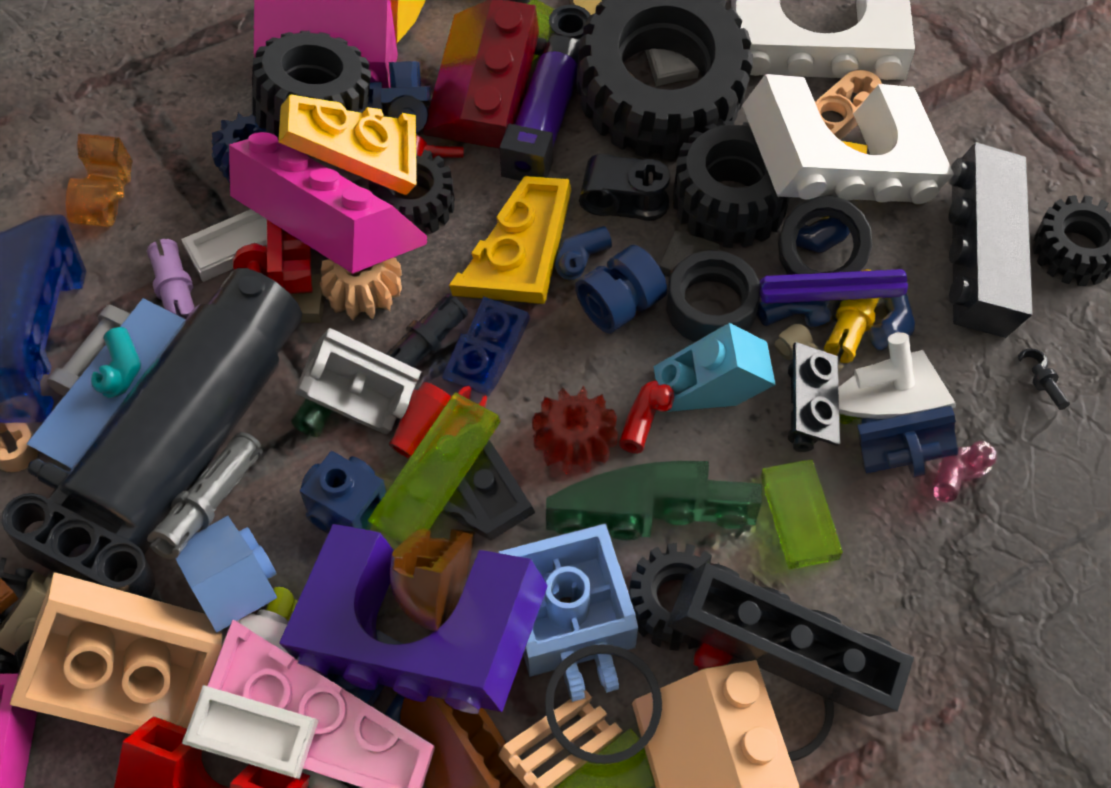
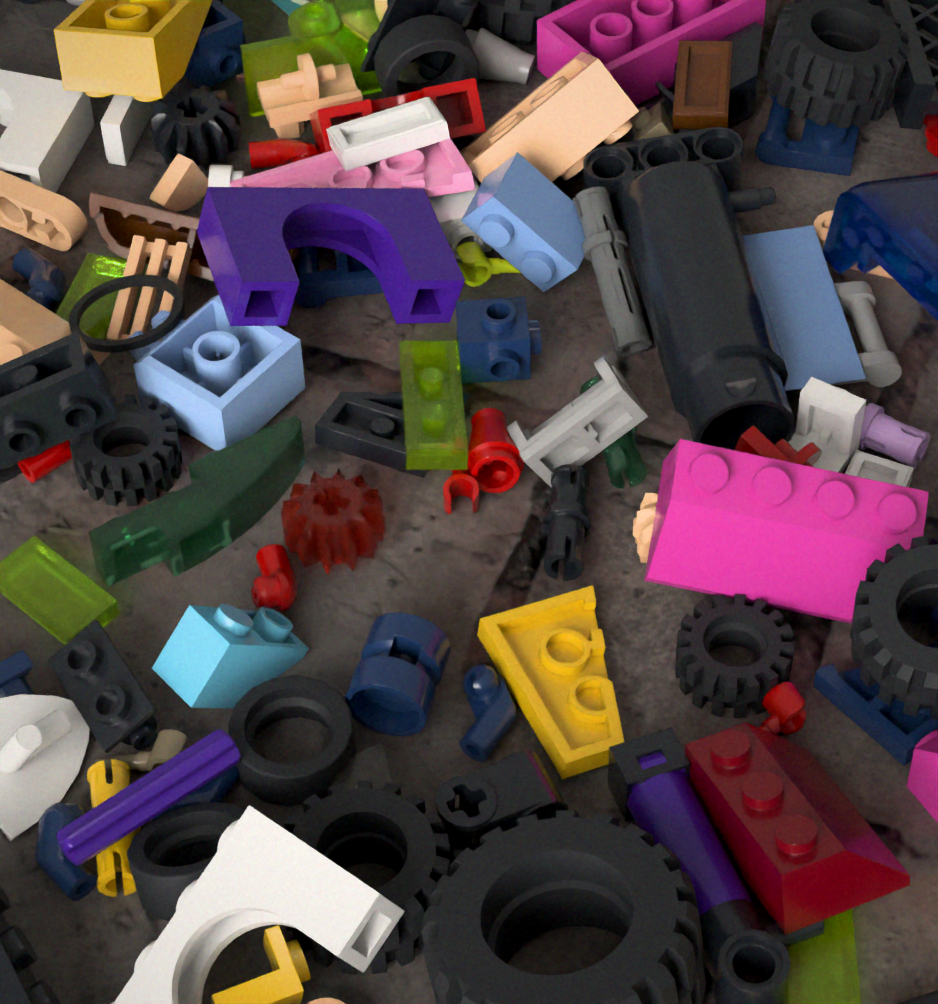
camera: 145 degrees right, 10 degrees down
(122, 369) = (801, 307): teal arm -> none
(197, 276) = (831, 421): none -> white bracket
(354, 141) = (807, 580): yellow wing -> none
(406, 92) = (854, 742): dark blue hips -> none
(430, 575) = (342, 283): reddish brown brick -> none
(487, 347) = (496, 556): clear blue slope -> none

